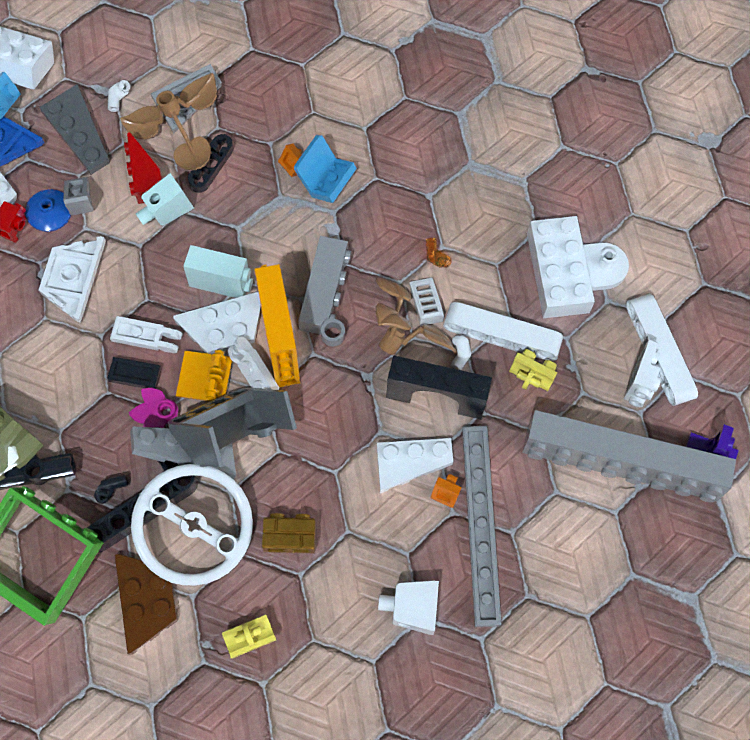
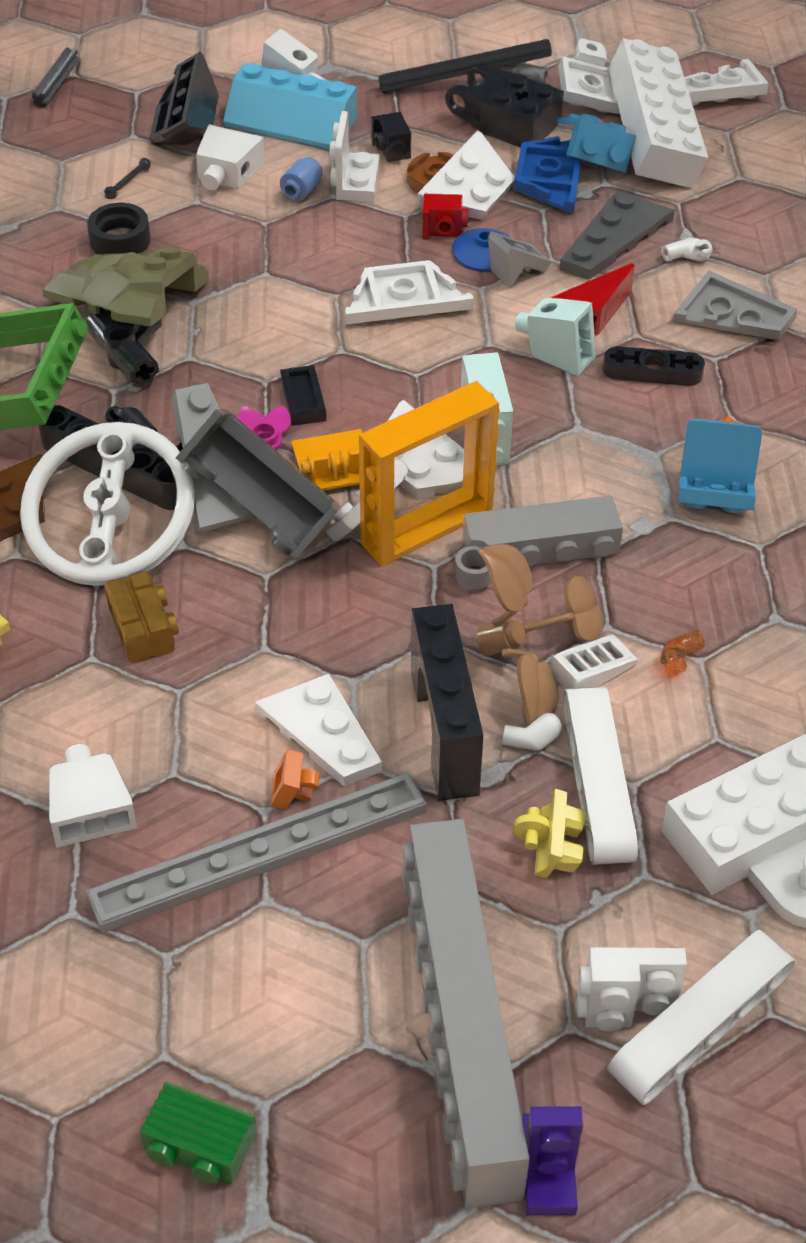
camera: 70 degrees right, 20 degrees down
(144, 334) = (360, 382): white hinge -> none
(145, 121) = (664, 286): medium nougat plant -> none
(646, 611) = (197, 1134): none -> green brick

